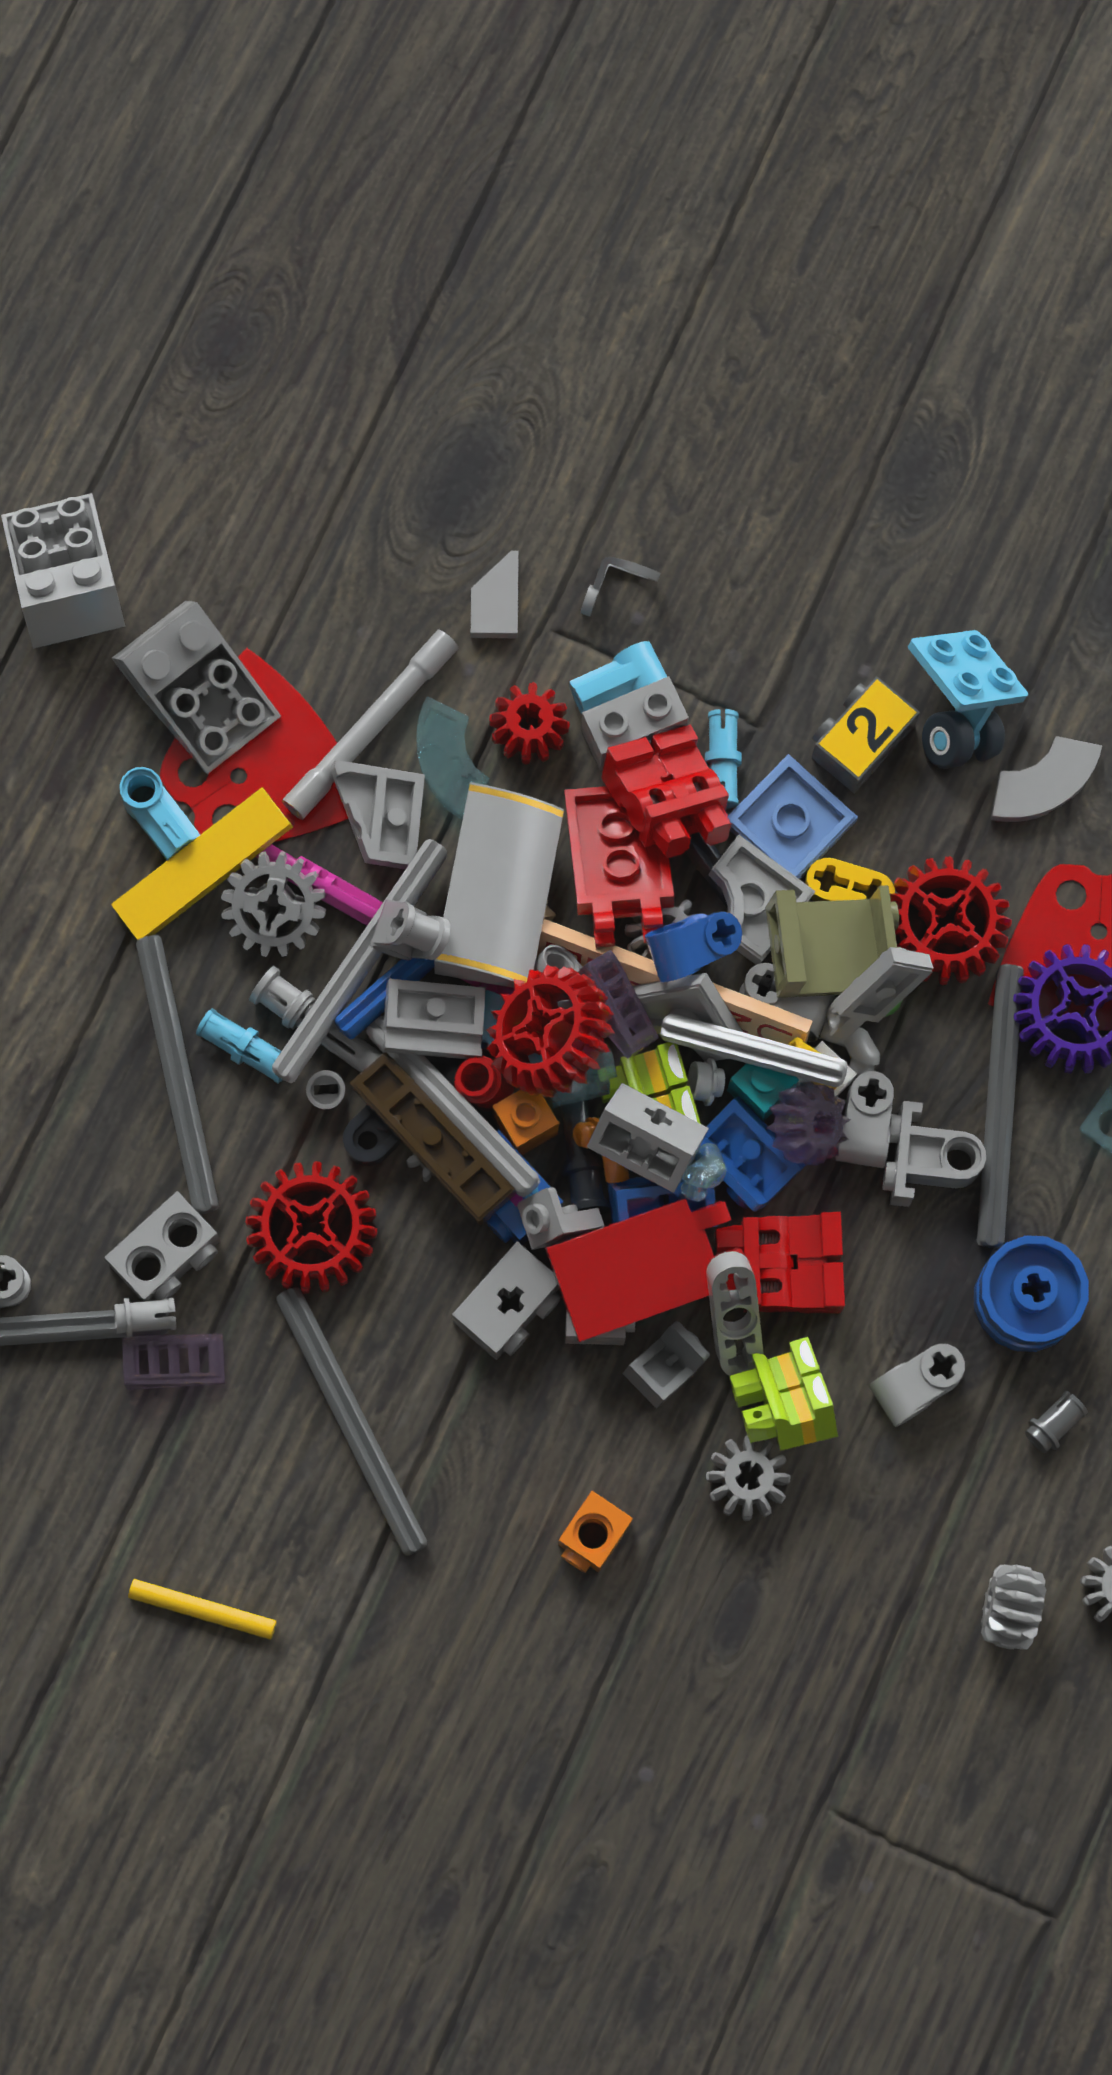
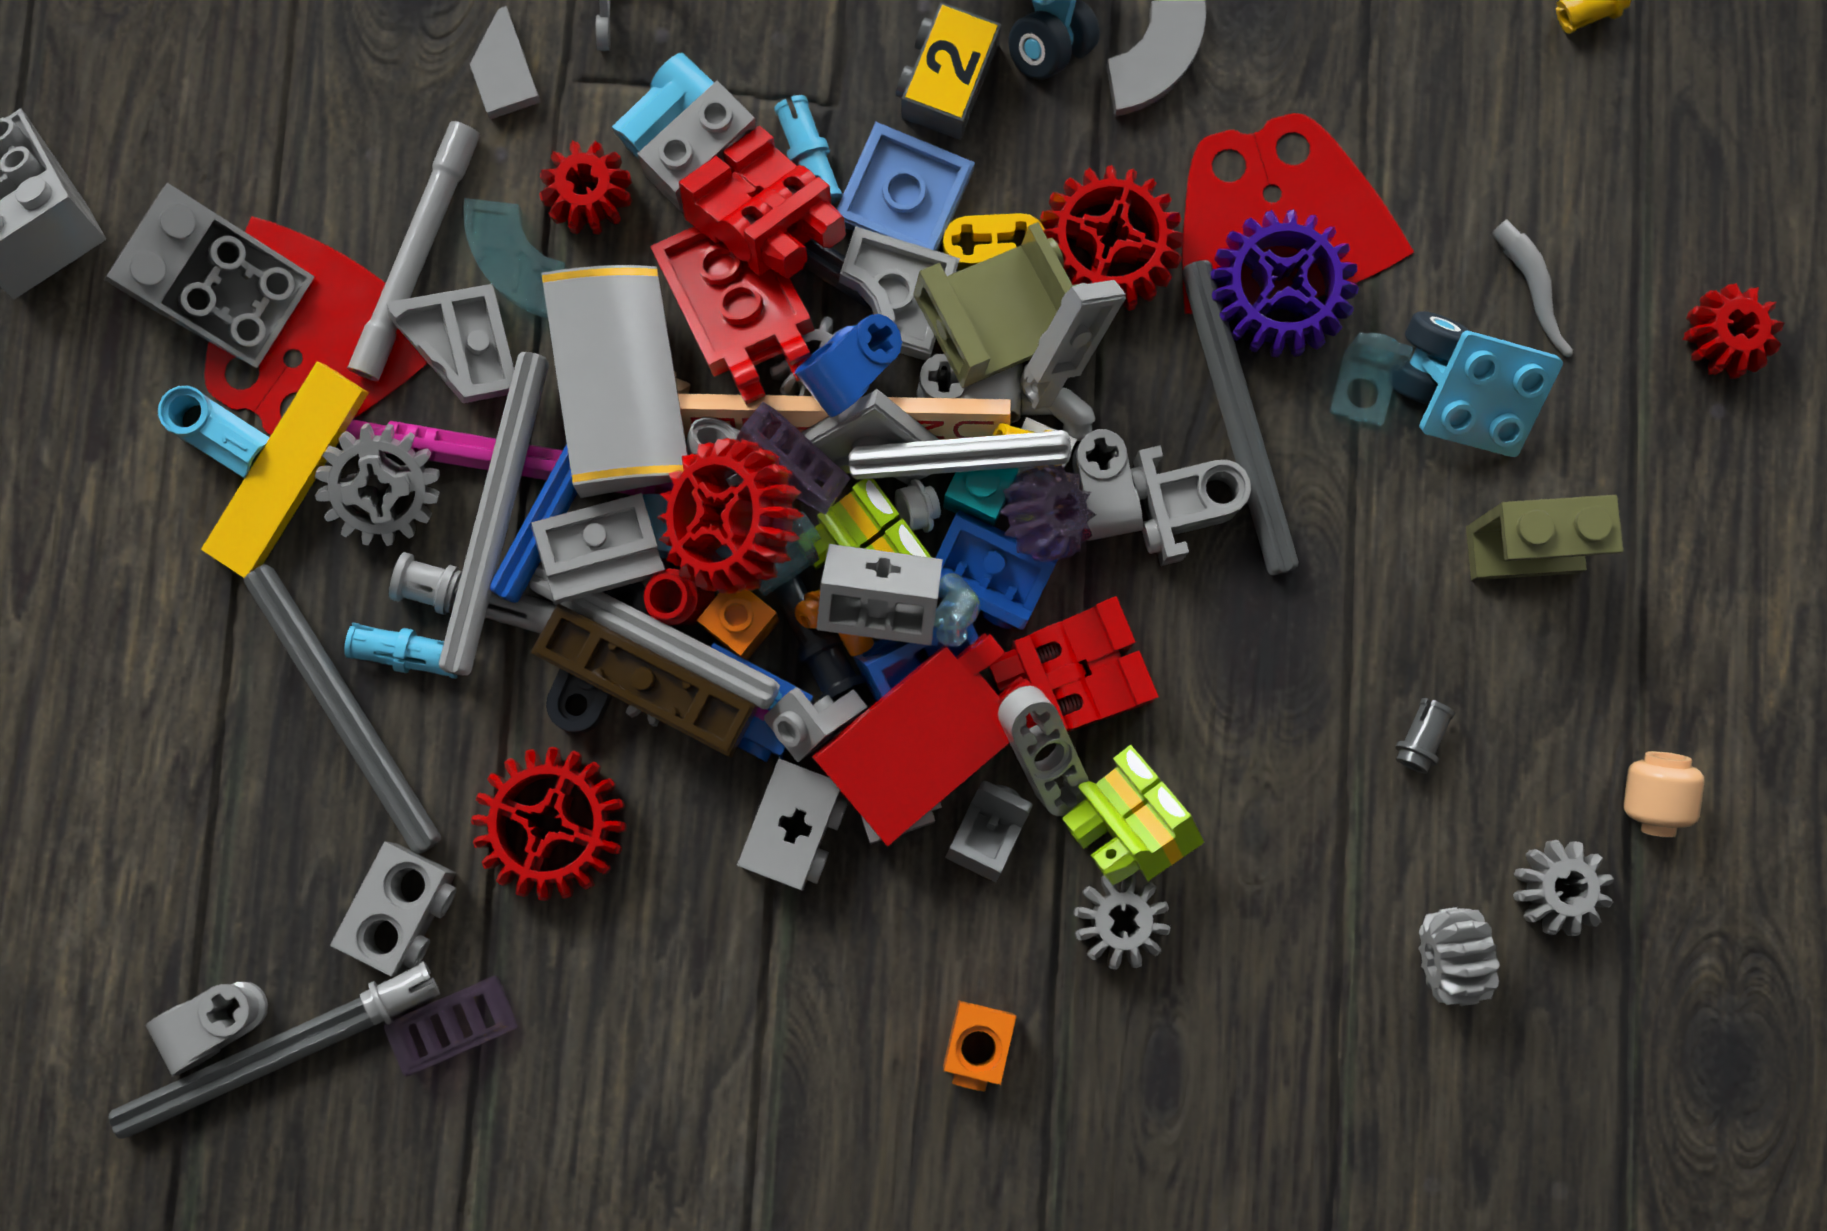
camera: 20 degrees left, 5 degrees up
(325, 1100) = (515, 677): light grey hinge -> none
(351, 1421) = (671, 1018): dark grey axle -> none
(410, 932) = (534, 463): light grey piece -> none
(912, 1387) = (1259, 756): light grey piece -> none
(1046, 1269) = (1382, 600): blue wheel -> none

